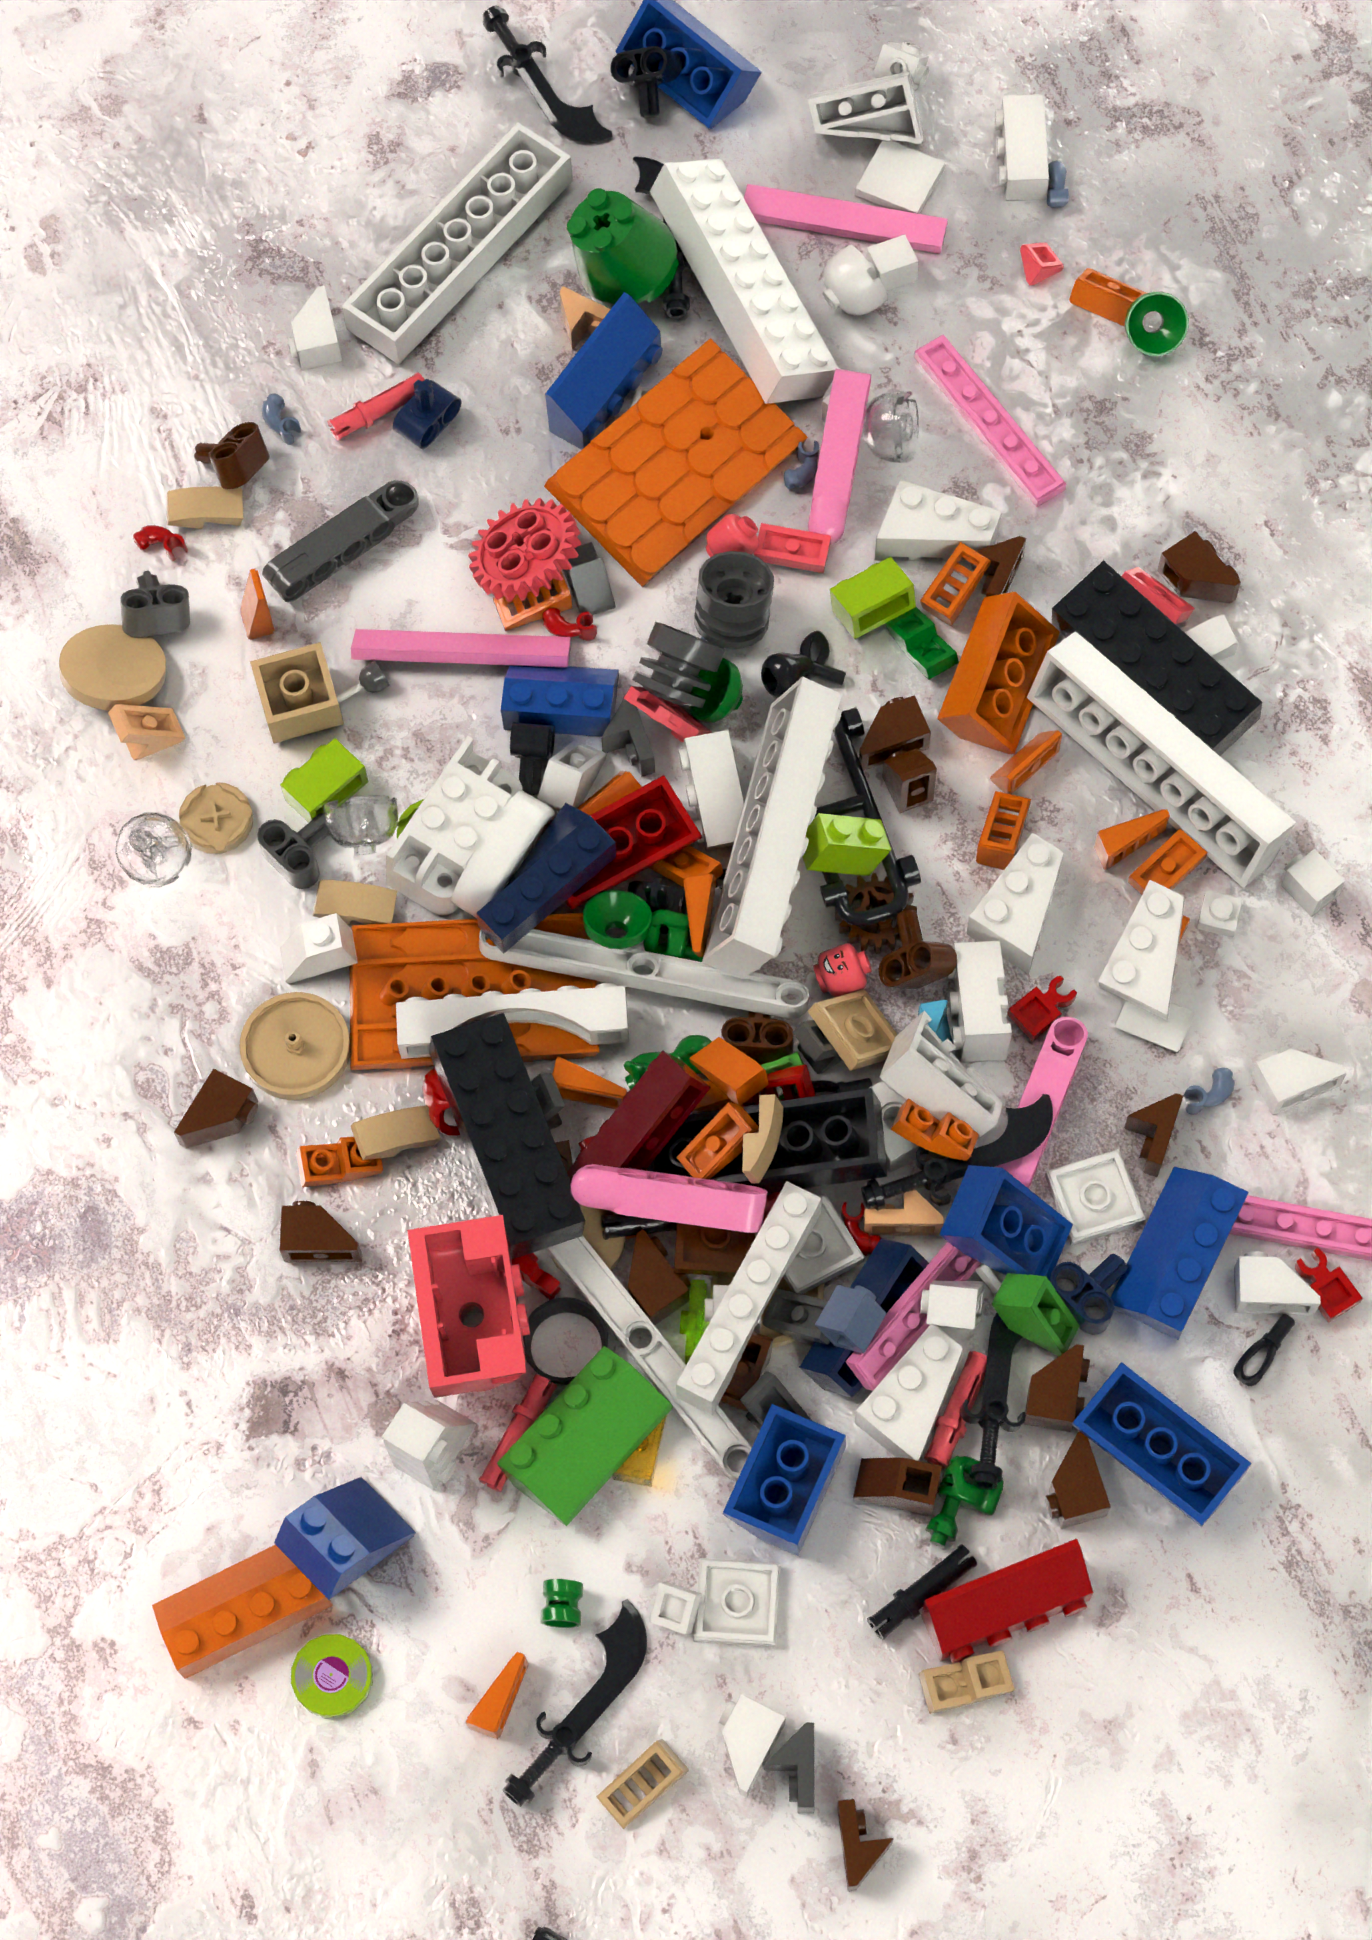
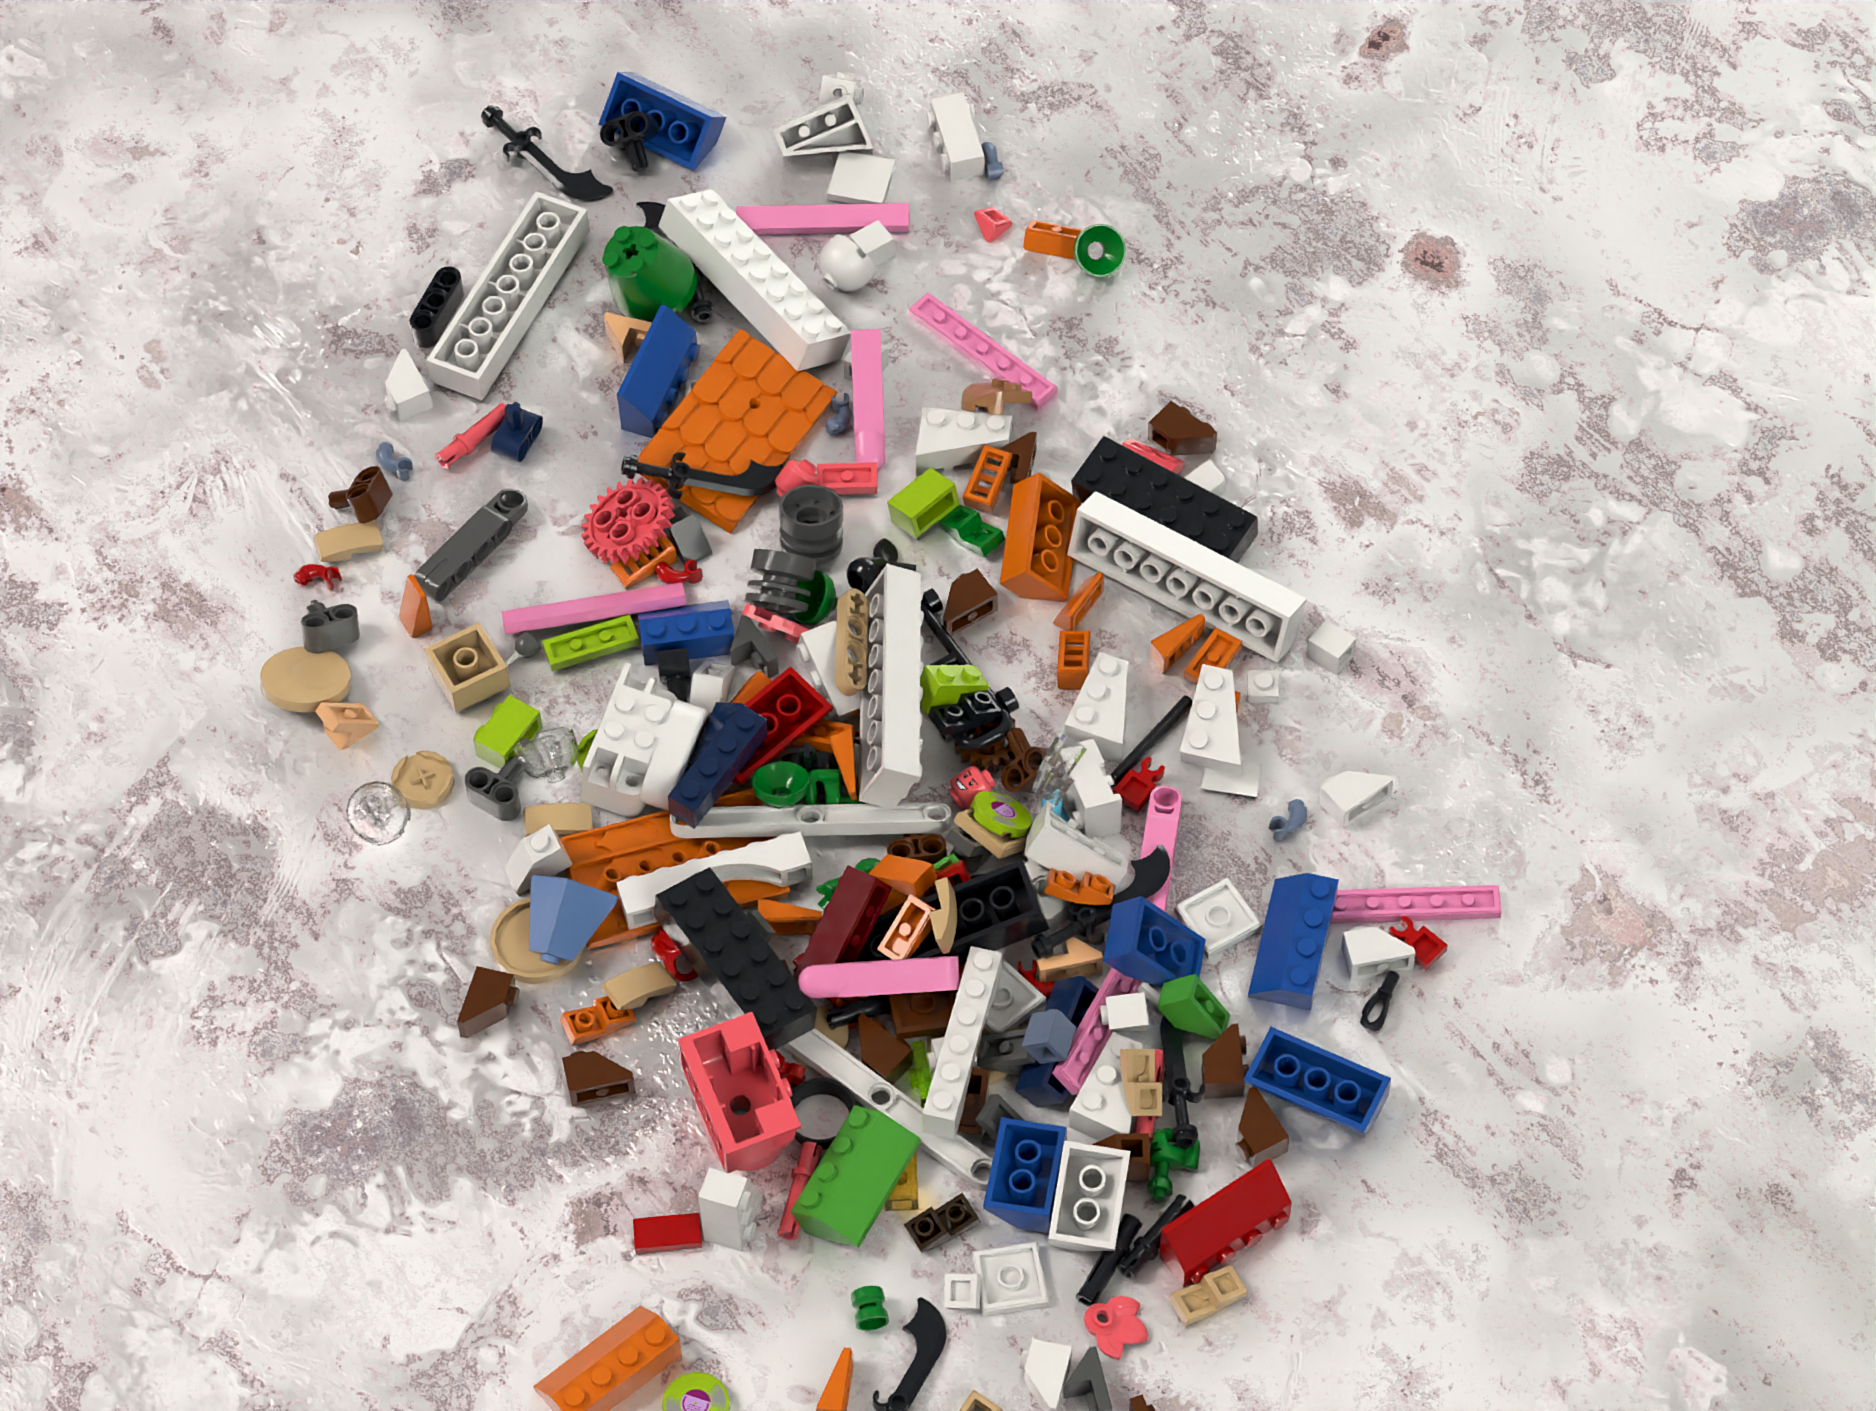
camera: 15 degrees left, 10 degrees down
(327, 1031) = (564, 916): none -> medium blue slope
(341, 1535) = (677, 1293): blue slope -> none
(350, 1449) = (667, 1233): none -> red tile
(380, 226) = (436, 307): none -> black beam
(446, 690) = (590, 642): none -> lime plate
(674, 1513) = (943, 1224): none -> dark brown slope
(681, 531) = (753, 482): none -> black sword
(737, 758) = (853, 610): none -> tan beam
(851, 1531) = (1088, 1197): none -> white slope
(852, 1698) = (1120, 1325): none -> coral plate
(858, 879) = (970, 712): none -> black slope
(860, 1607) = (1108, 1261): none -> black pin
(867, 1013) = (1001, 814): none -> lime tile
(890, 426) = (903, 369): clear cylinder -> none
(909, 779) = (989, 633): reddish brown slope -> none
(939, 980) = (1053, 775): none -> clear slope
(946, 1404) = (1139, 1084): none -> tan slope
(986, 481) = (994, 395): none -> medium nougat slope
(1068, 953) = (1151, 739): none -> black bar
(1090, 1290) = (1232, 986): dark blue beam -> none
(1157, 1125) = (1252, 851): reddish brown slope -> none

